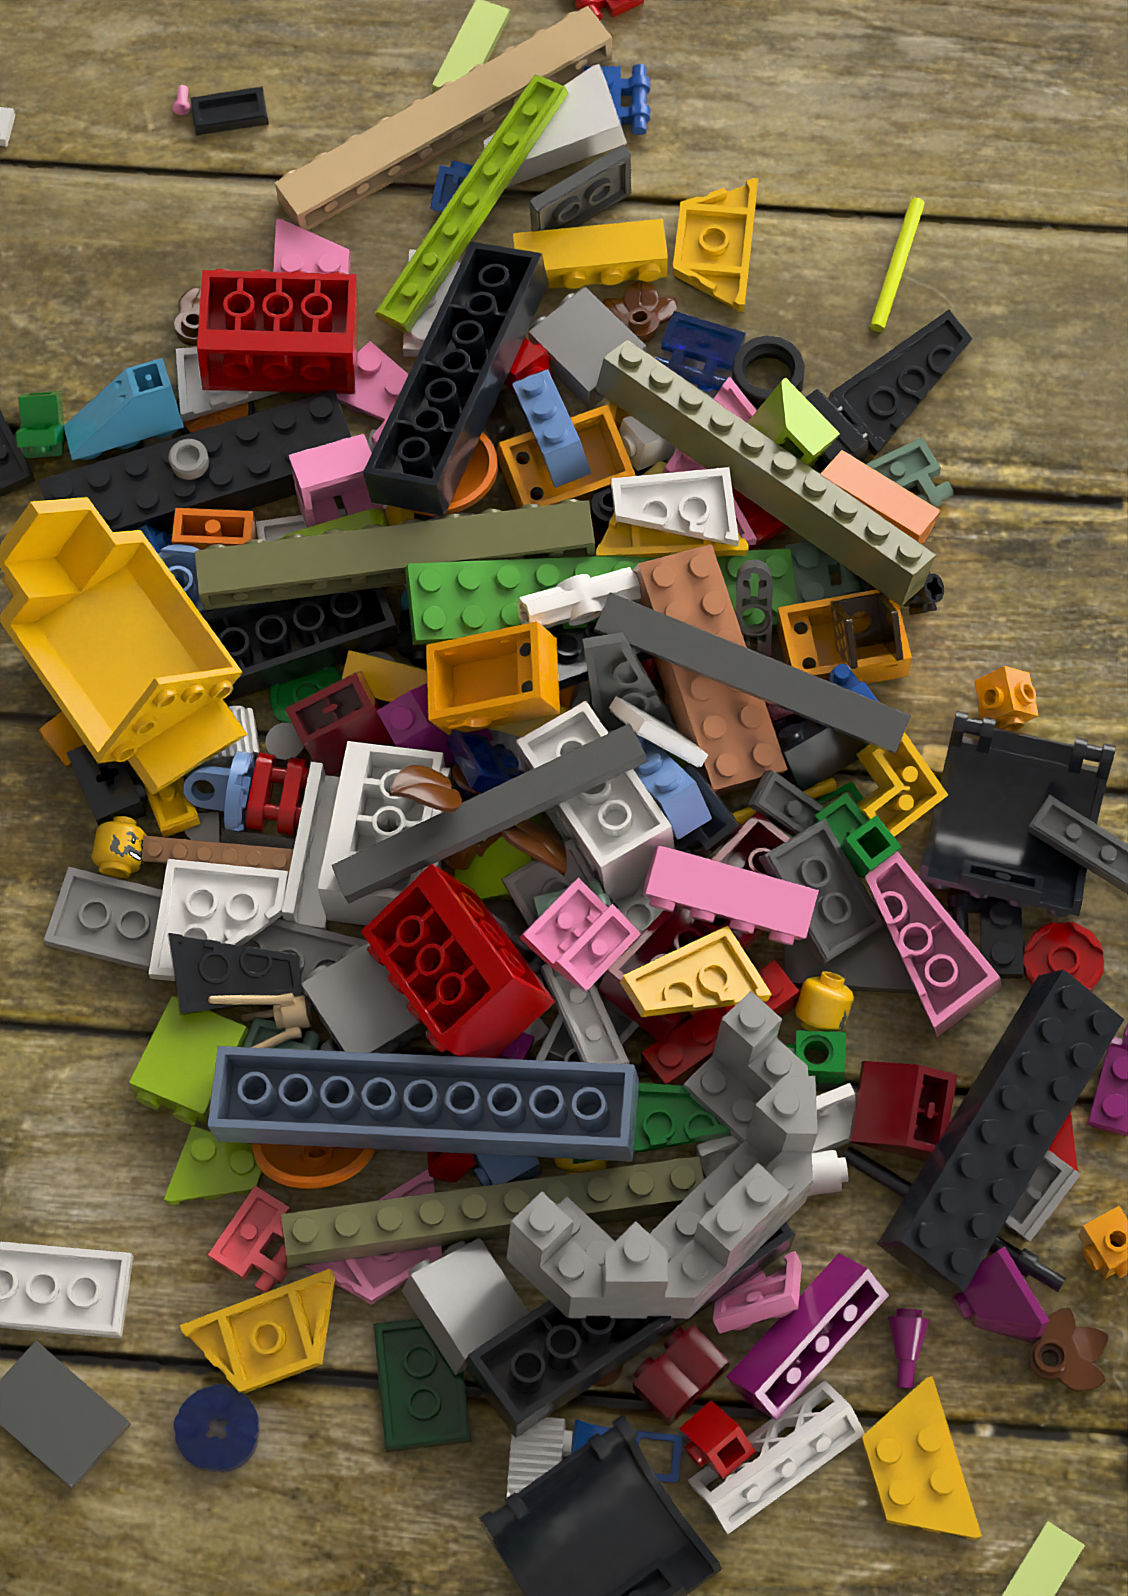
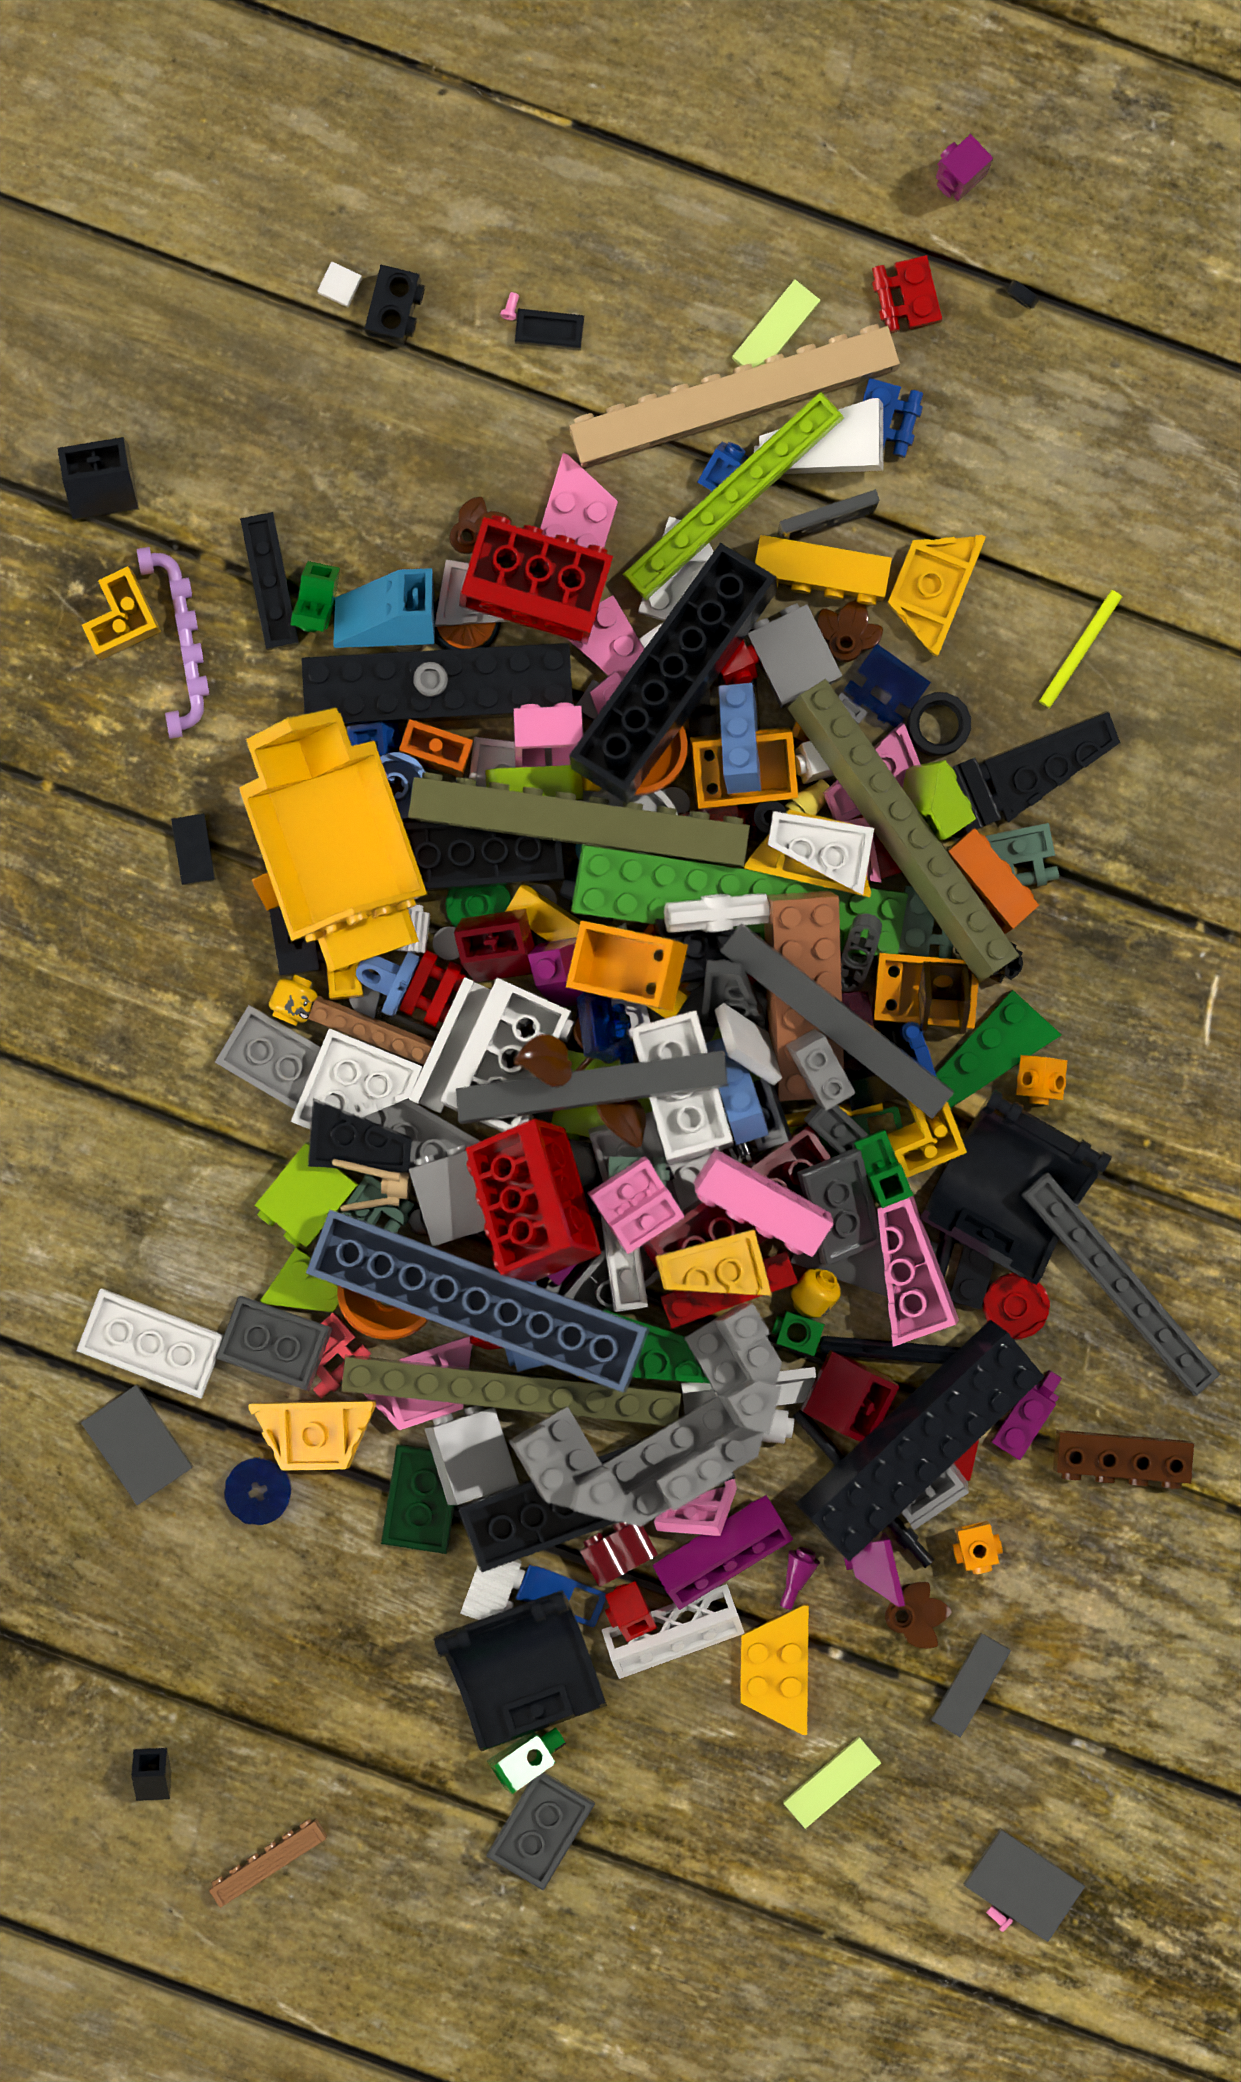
camera: 10 degrees right, 20 degrees up
(51, 126) = (386, 304): none -> black brick
(192, 1241) = (274, 1343): none -> dark grey tile
(749, 732) = (820, 1069): none -> light grey brick
(931, 1050) = (885, 1350): none -> black axle
(947, 682) = (996, 1047): none -> green wing

